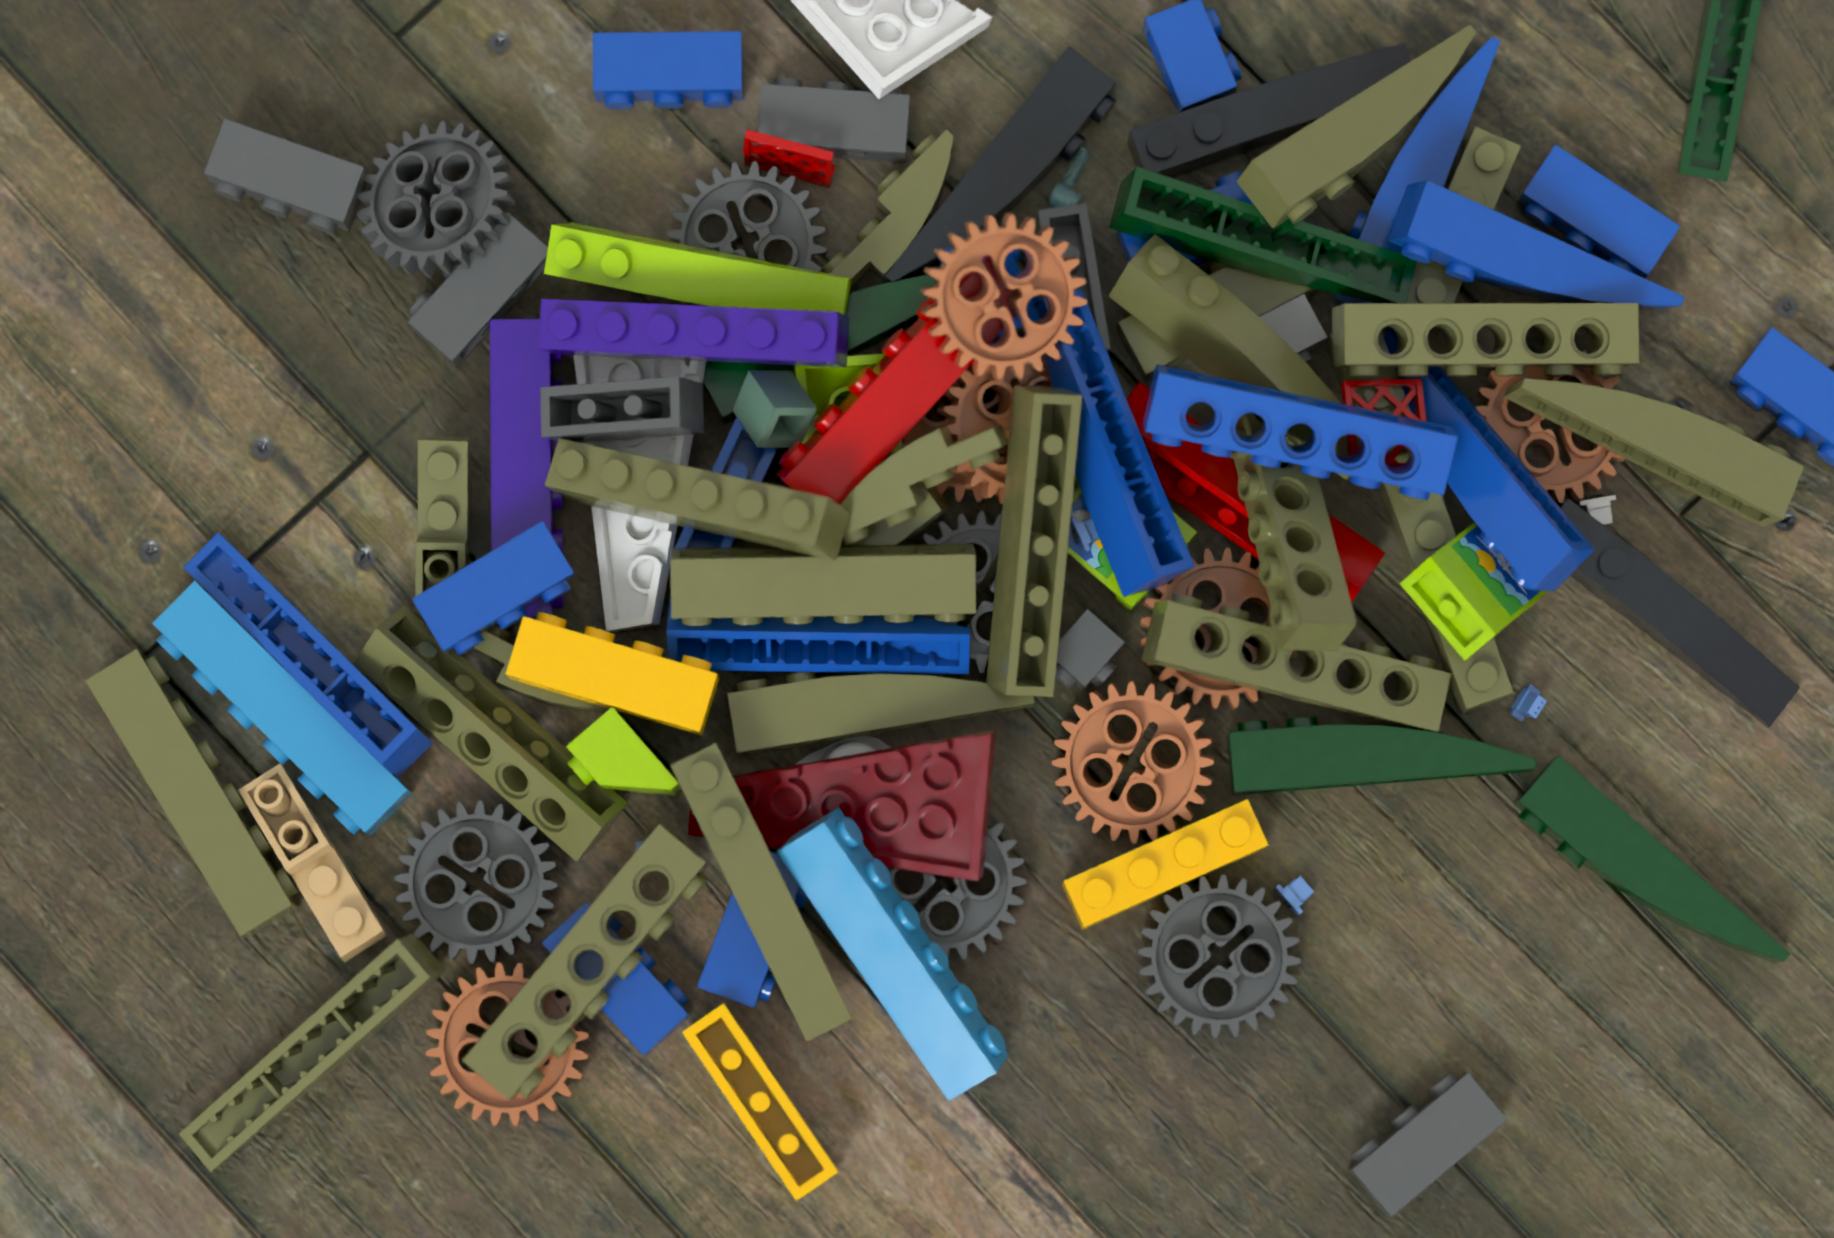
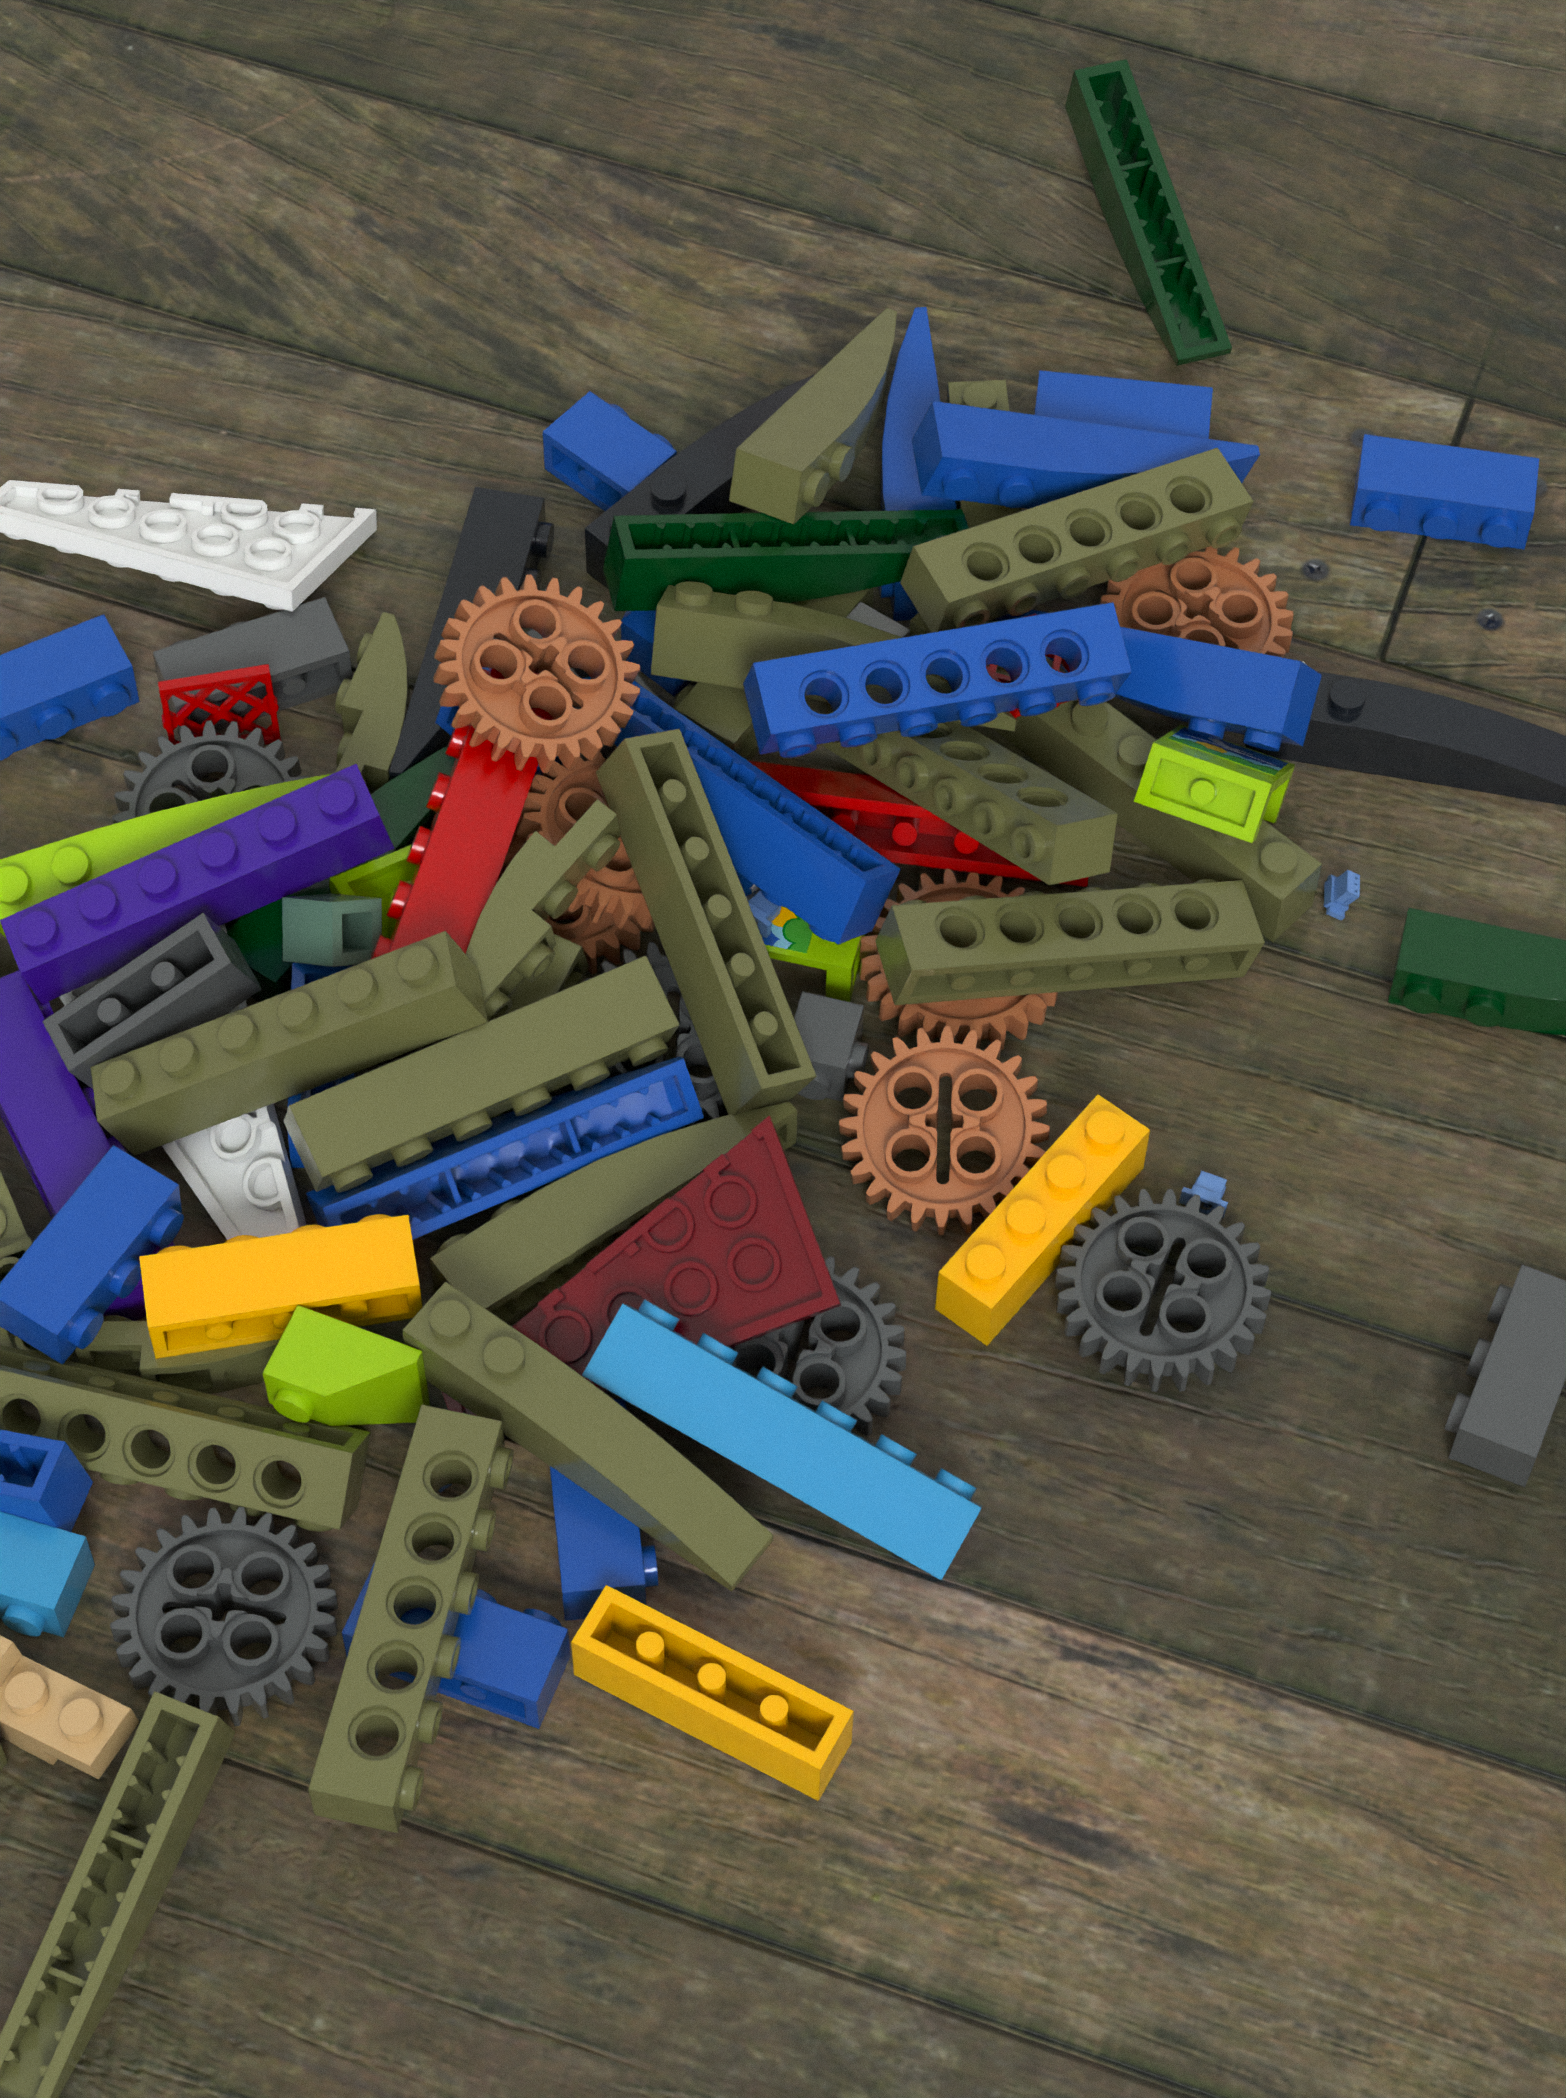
camera: 30 degrees left, 25 degrees down
(455, 1038) = (346, 1849): nougat gear -> none
(1355, 755) = (1196, 1014): dark green slope -> none
(1673, 443) = (1325, 573): olive slope -> none

